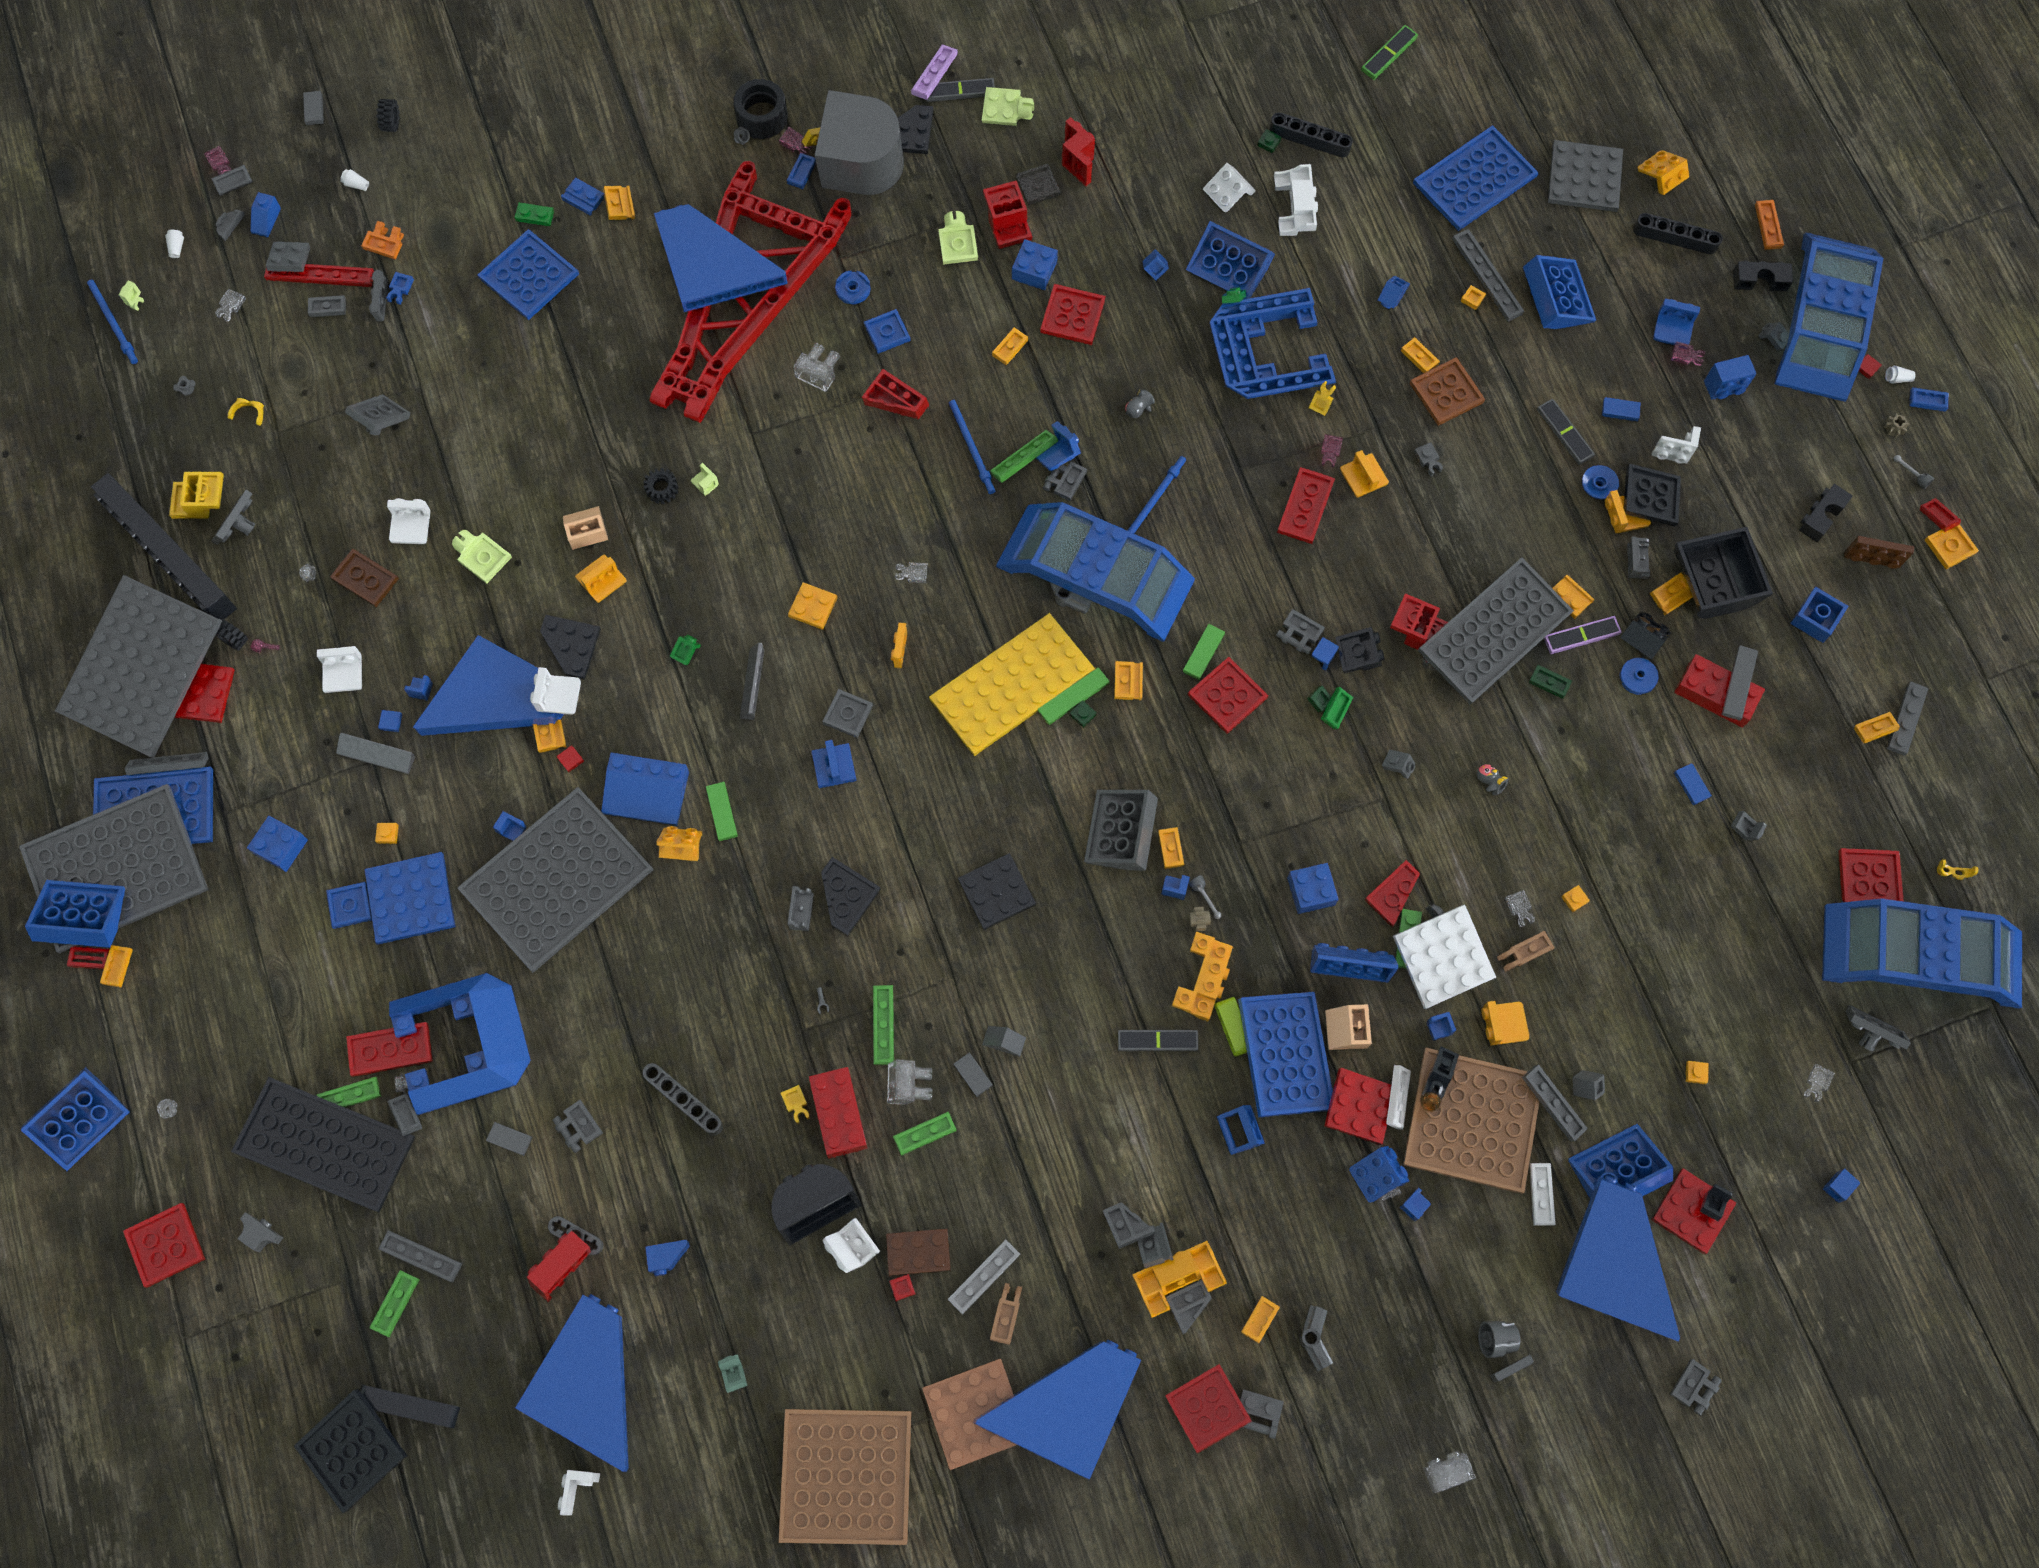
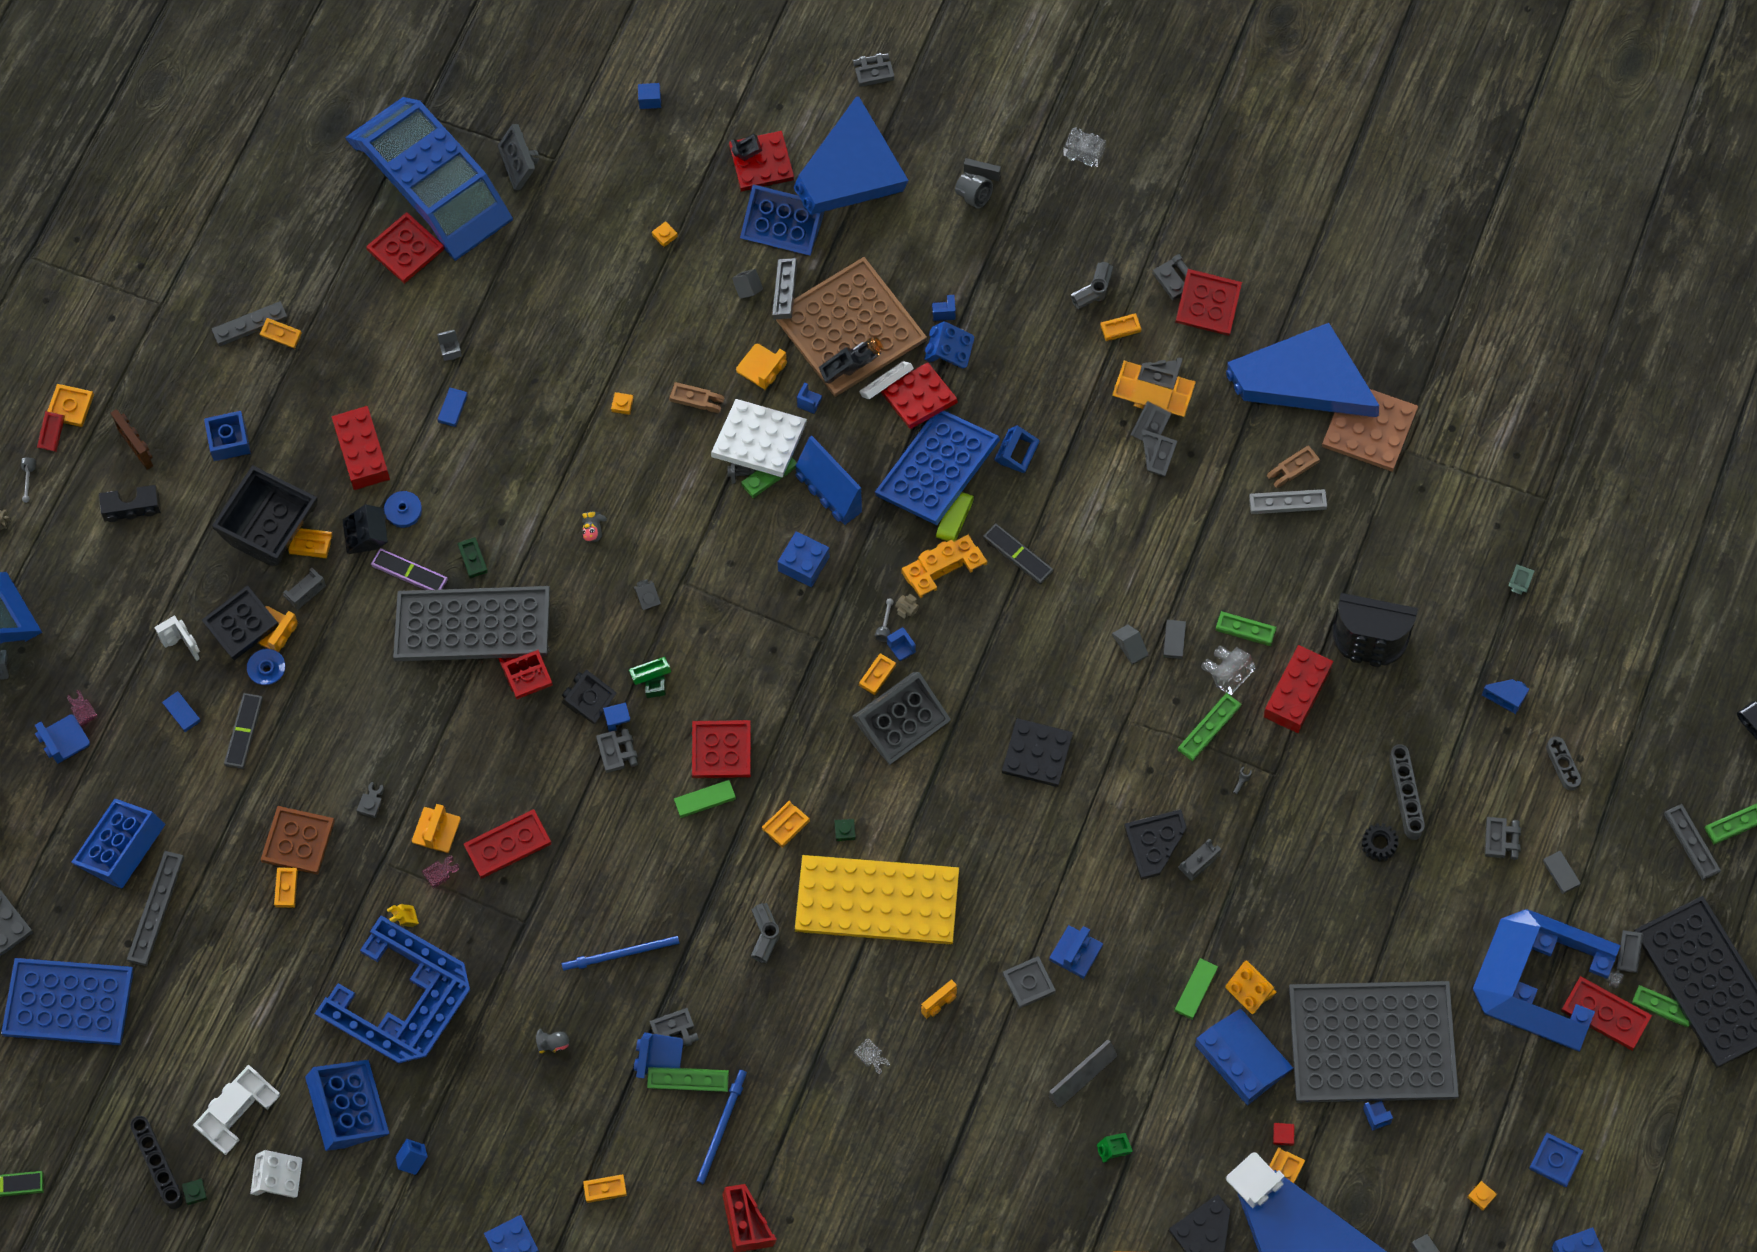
camera: 135 degrees left, 5 degrees down
(409, 898) = (1502, 1125): blue plate -> none
(557, 1264) = (1593, 744): red wedge -> none
(570, 1483) = (1684, 596): white bracket -> none
(583, 1383) = (1634, 658): blue slope -> none
(663, 1032) = (1385, 832): none -> black tyre
(794, 1101) = (1323, 724): yellow plate -> none
(812, 606) = (977, 1099): light orange plate -> none
(845, 1477) = (1494, 457): medium nougat plate -> none
(851, 1246) = (1369, 587): white bracket -> none
(902, 1287) = (1351, 542): red tile -> none
(918, 1252) = (1320, 555): reddish brown plate -> none
(1072, 314) = (524, 1172): red plate -> none
(1073, 696) = (838, 848): bright green tile -> none
(1099, 564) = (727, 934): window -> none
(1234, 295) = (381, 1062): green plate -> none
(1348, 1027) = (875, 448): light nougat slope -> none
(1393, 292) = (245, 958): blue slope -> none
(1393, 892) = (750, 511): red wing -> none
(1473, 297) = (189, 899): light orange plate -> none
(1519, 904) = (668, 429): clear plate -> none
(1542, 1194) = (851, 249): white tile -> none
(1573, 595) = (384, 605): light orange plate -> none
(1730, 377) = (77, 655): blue brick -> none
(1739, 682) = (346, 431): dark grey tile -> none
(1820, 1079) = (589, 163): clear plate -> none
(1966, 873) = (337, 198): yellow cap -> none

